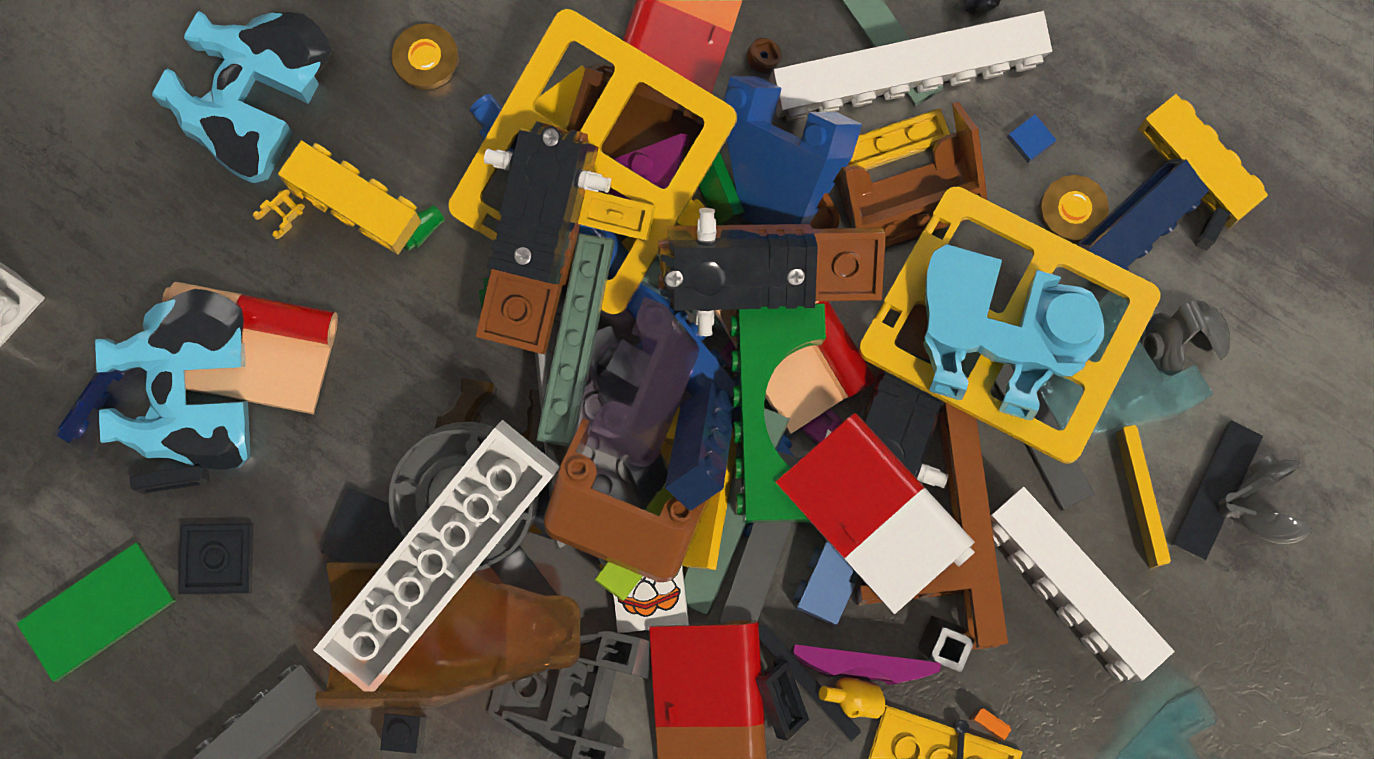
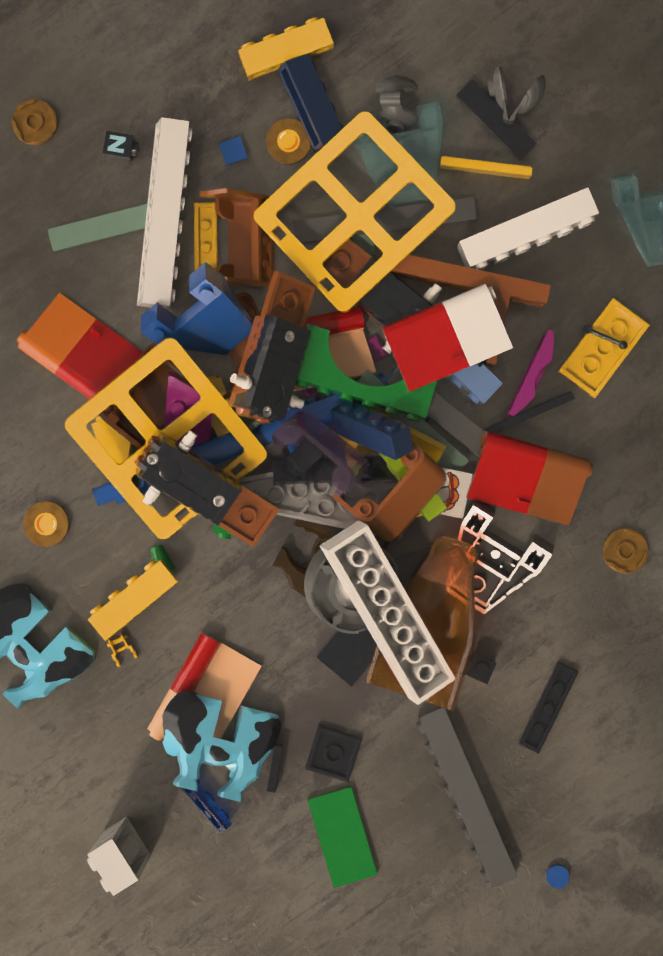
camera: 80 degrees left, 10 degrees up
(575, 340) = (276, 485): sand green tile -> none
(617, 215) = (209, 433): yellow plate -> none
(720, 193) = (210, 362): green tile -> none
(763, 55) = (120, 303): reddish brown tile -> none
(778, 703) = (536, 436): black tile -> none
(855, 697) = (549, 387): yellow piece -> none
(946, 643) = (535, 320): black brick -> none
(990, 723) = (591, 310): orange tile -> none
(1055, 334) = (377, 190): medium azure animal -> none
(1212, 229) = (332, 60): black tile -> none

